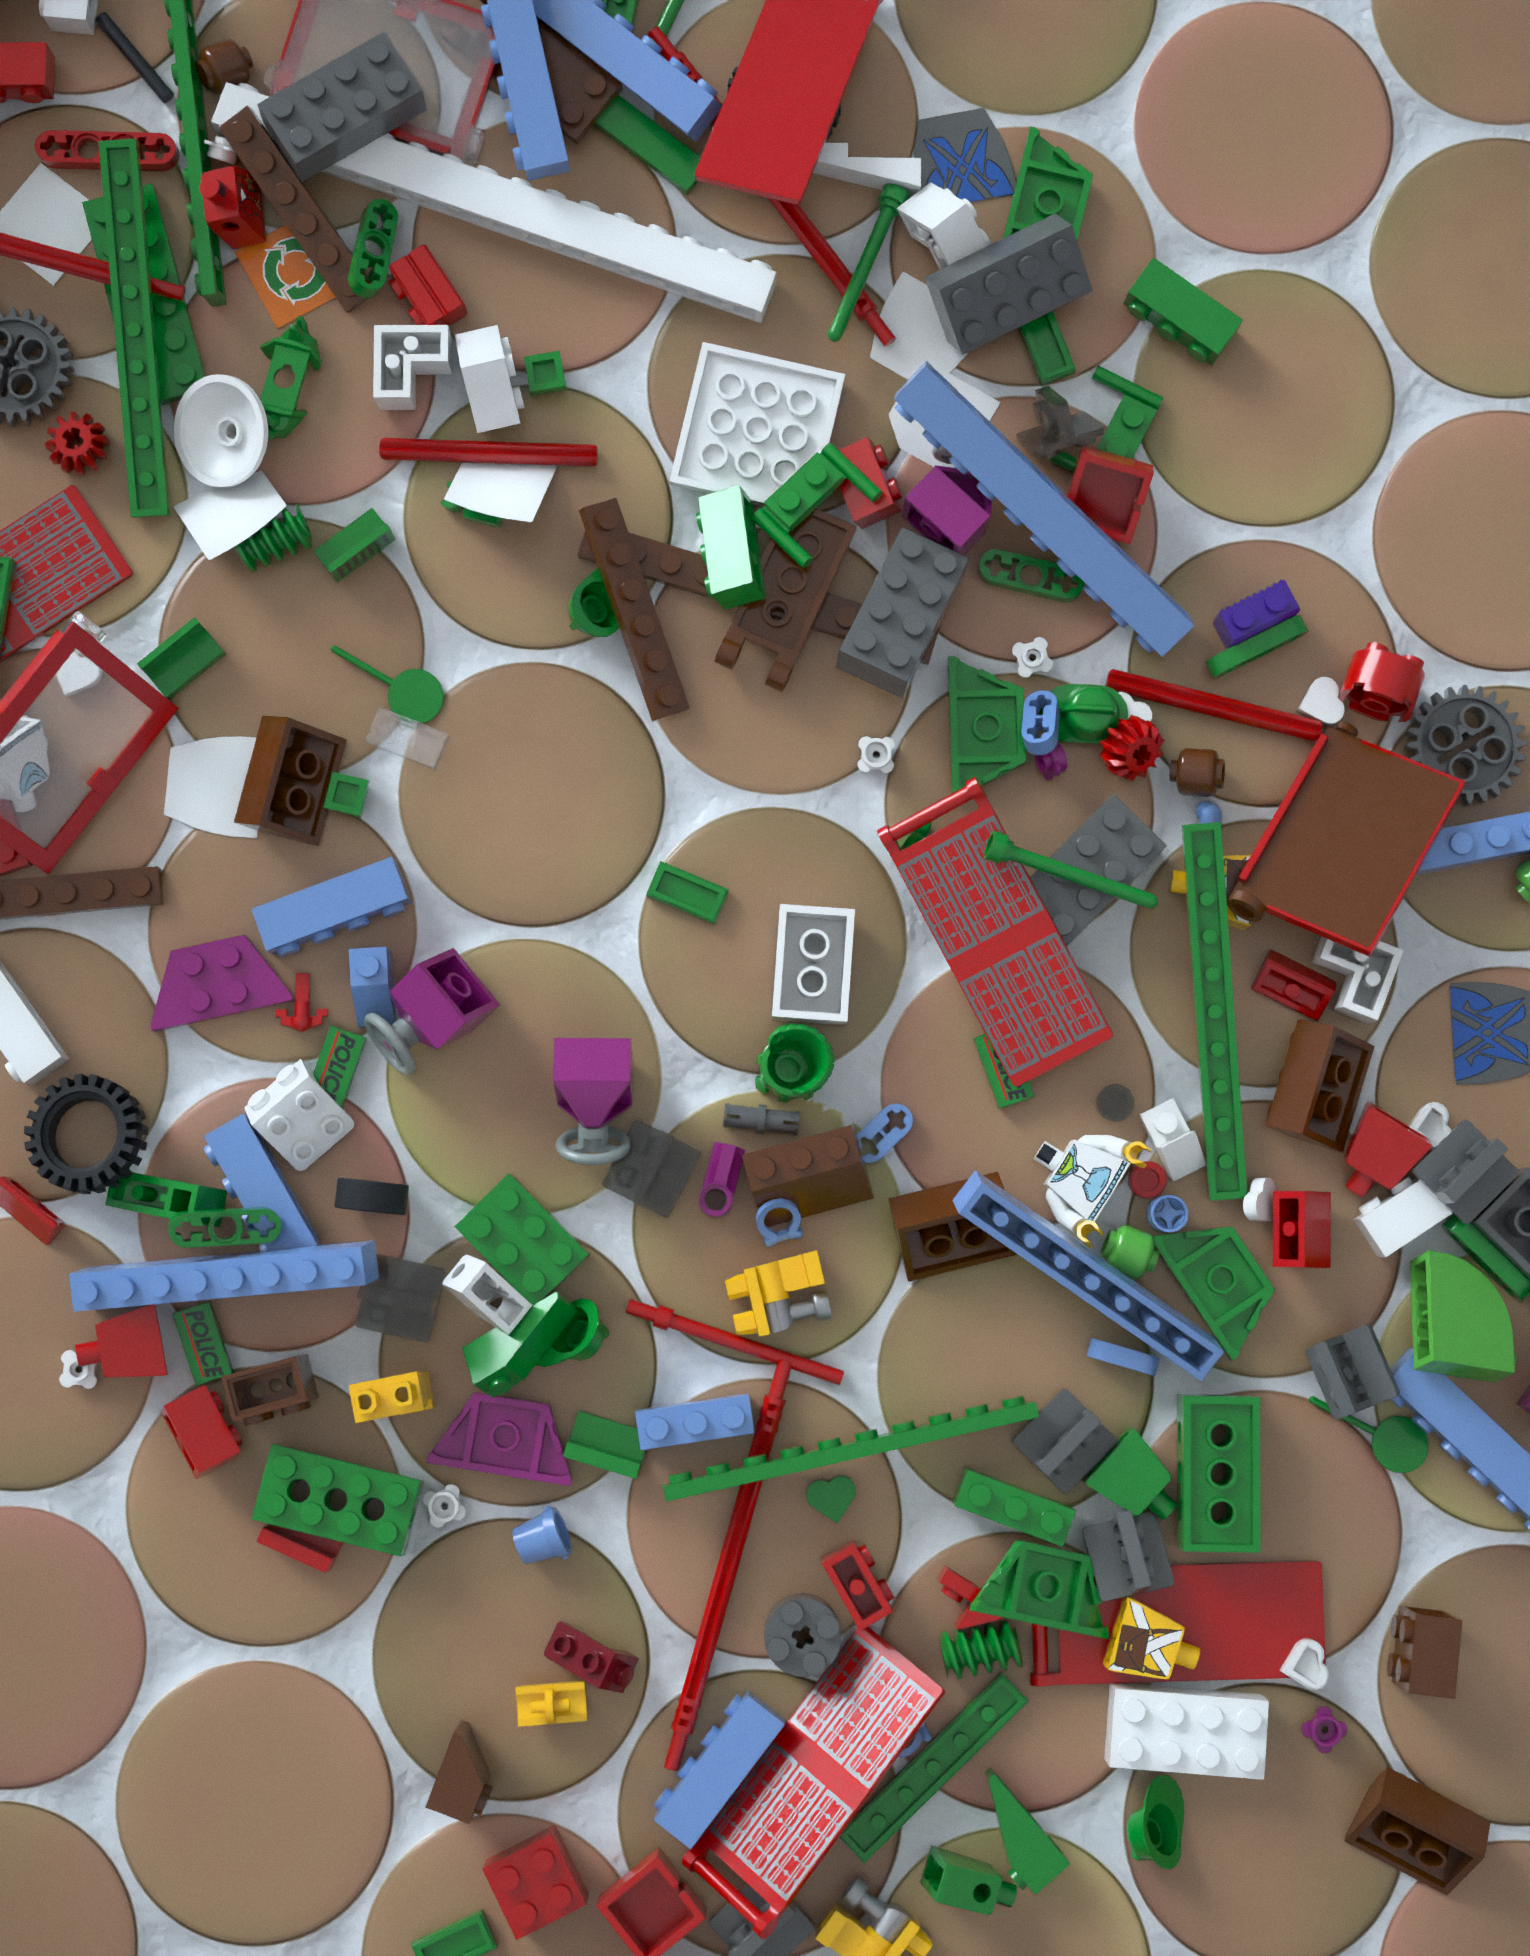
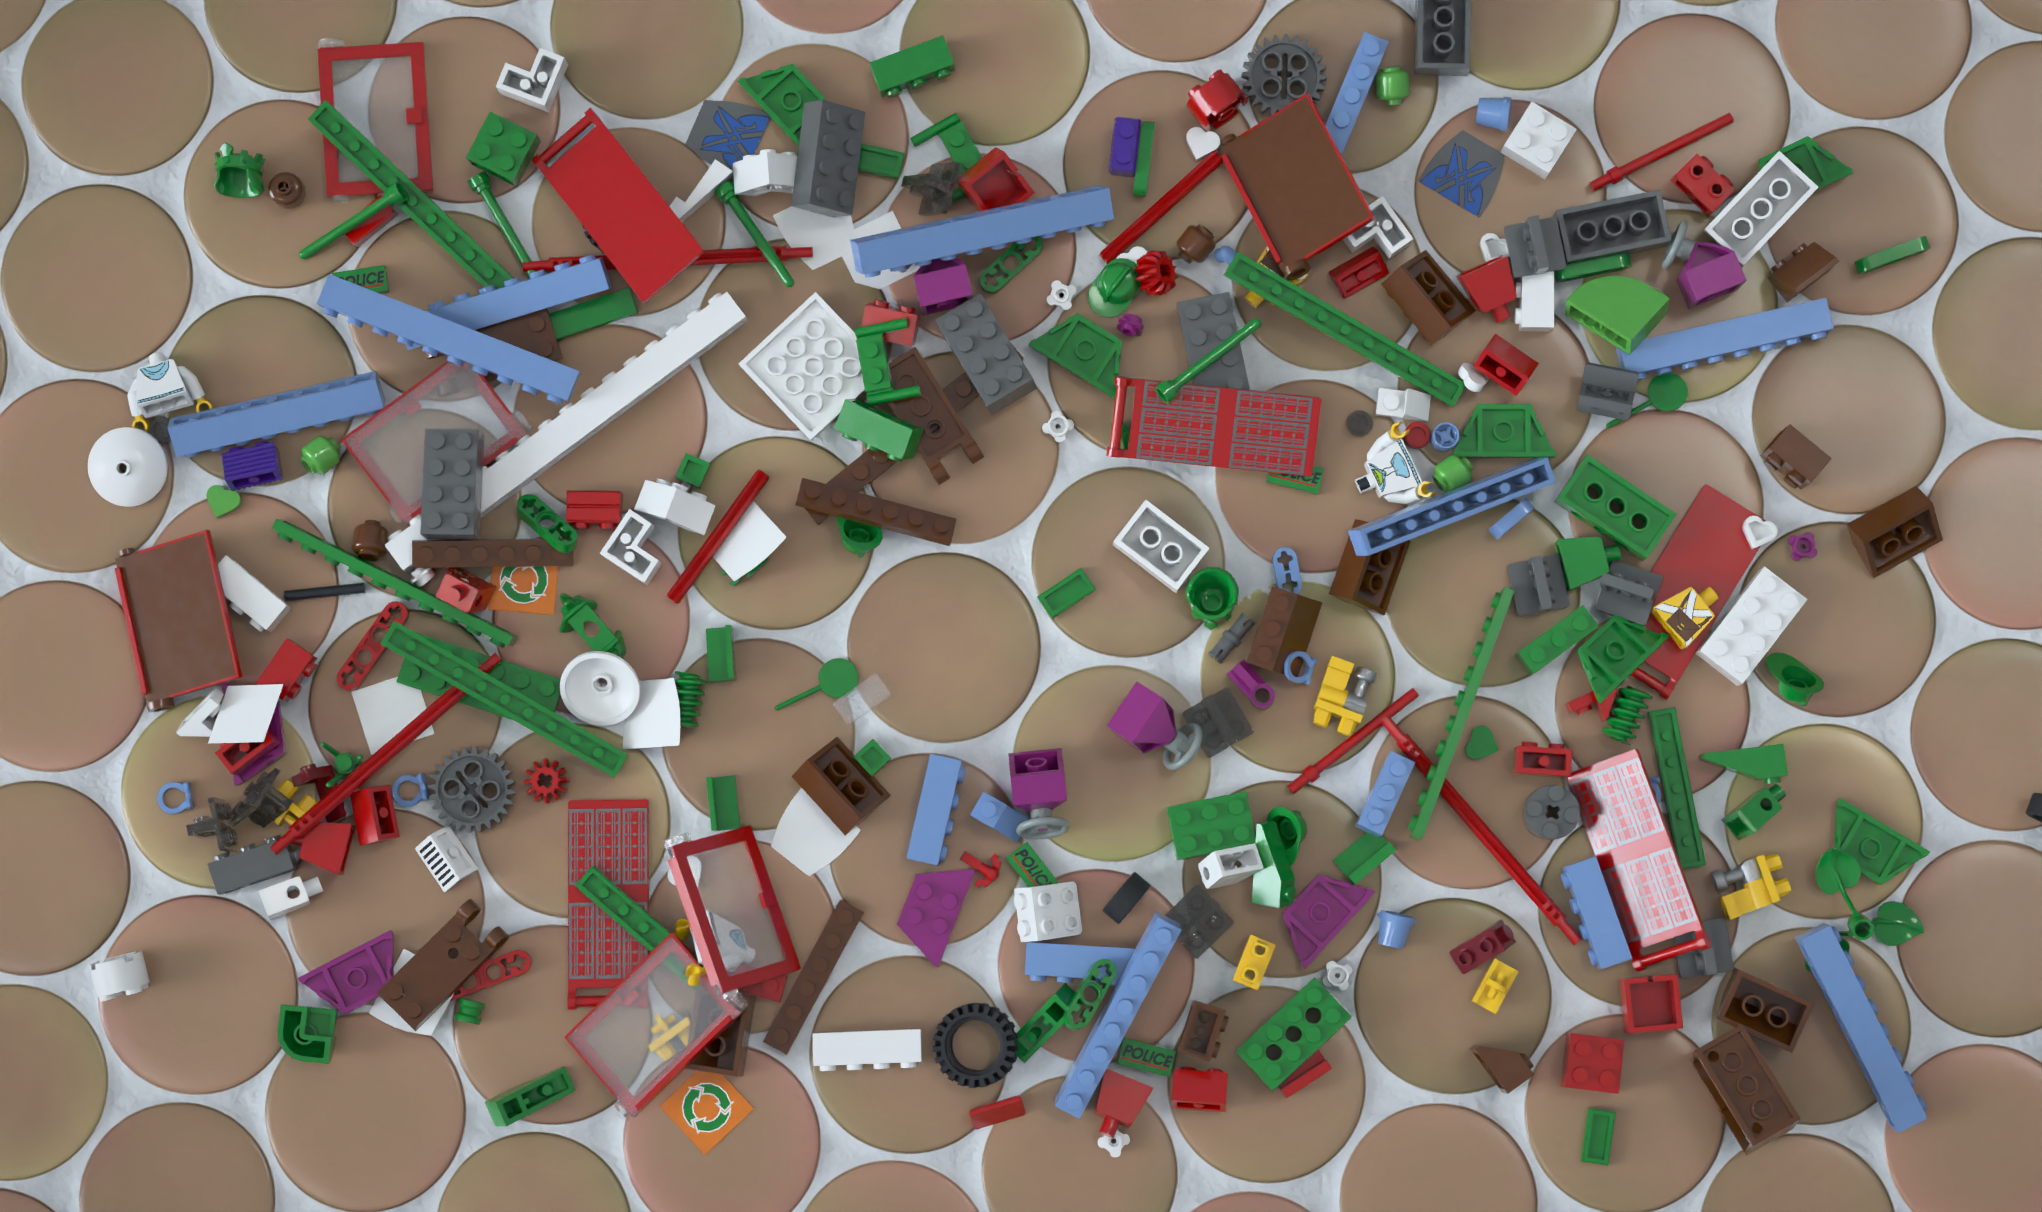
camera: 50 degrees left, 0 degrees up
(1033, 722) = (1102, 320): medium blue beam -> none

